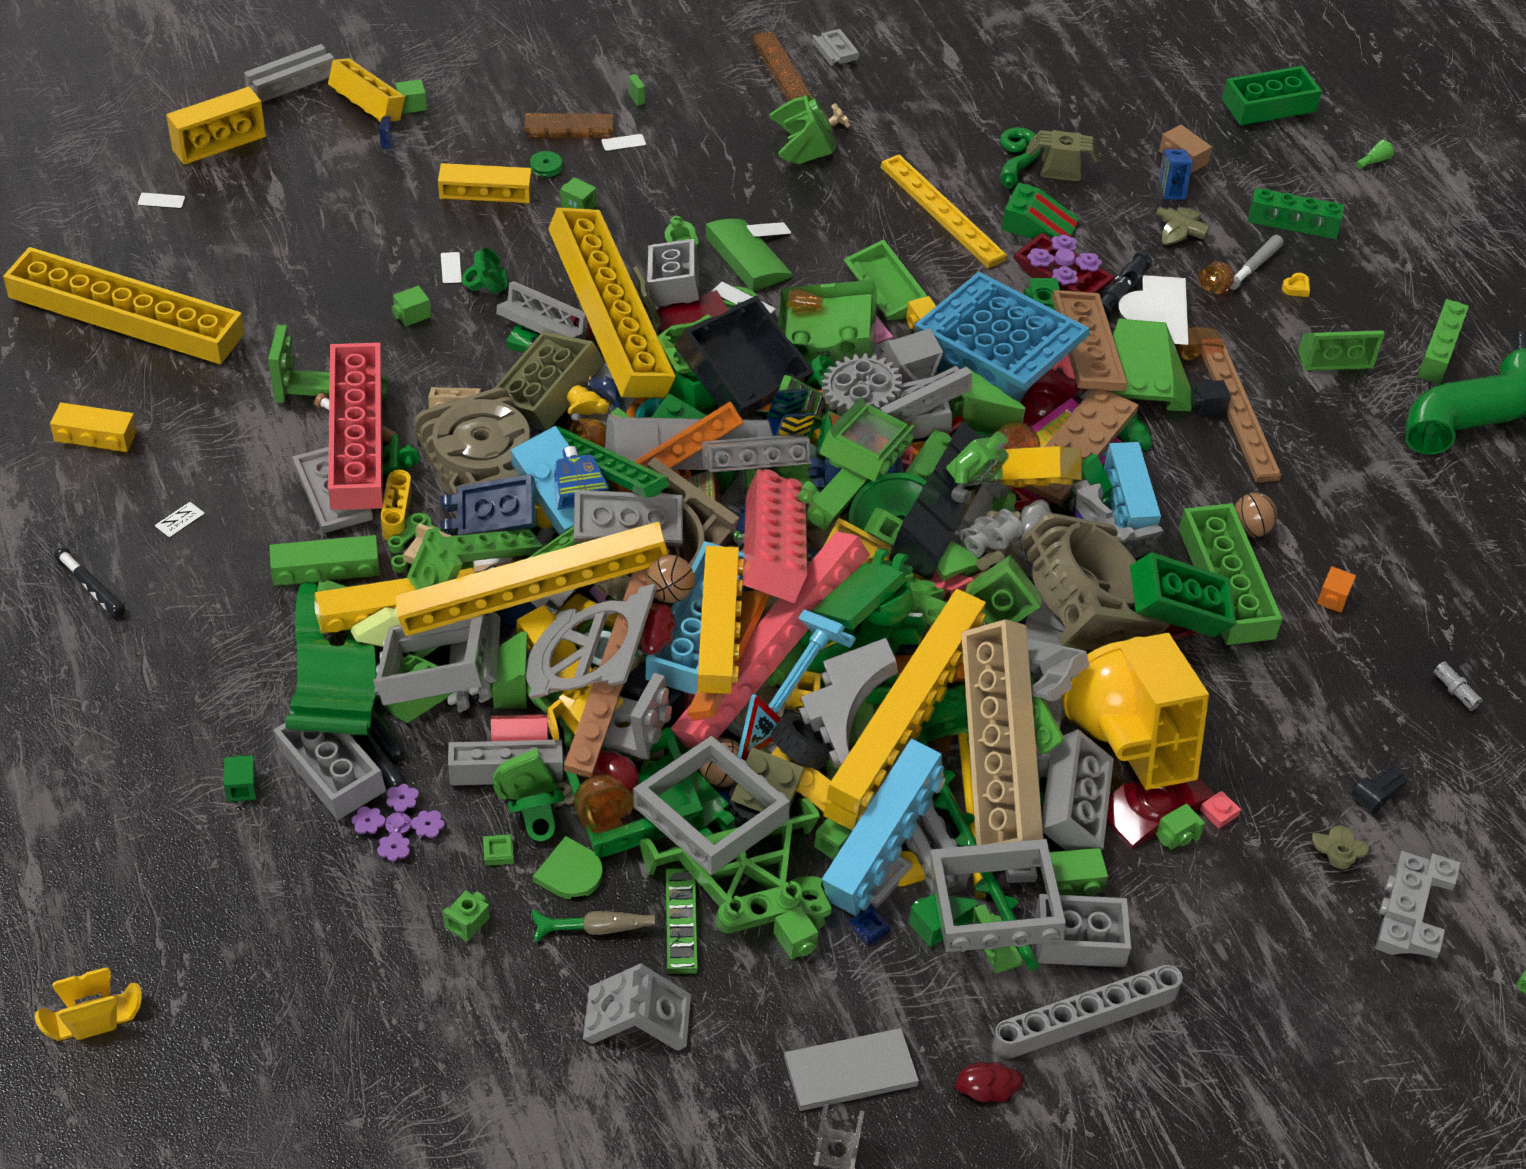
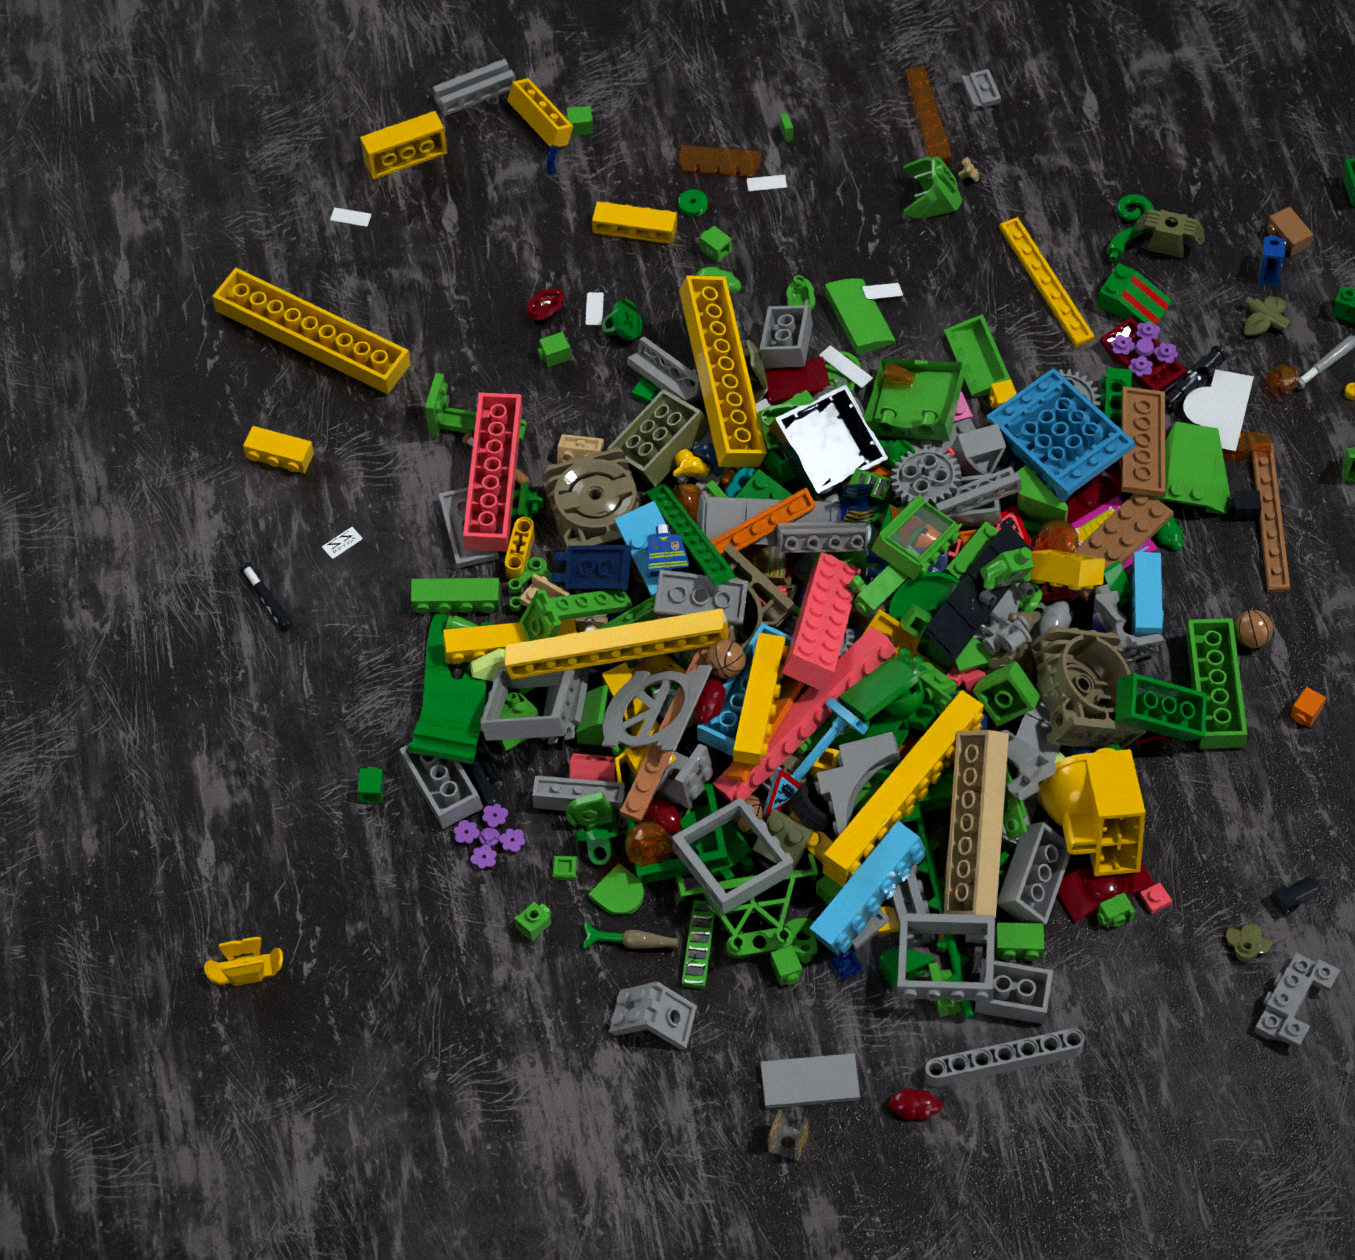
camera: 15 degrees right, 10 degrees up
(394, 264) = (545, 304): none -> dark red arm

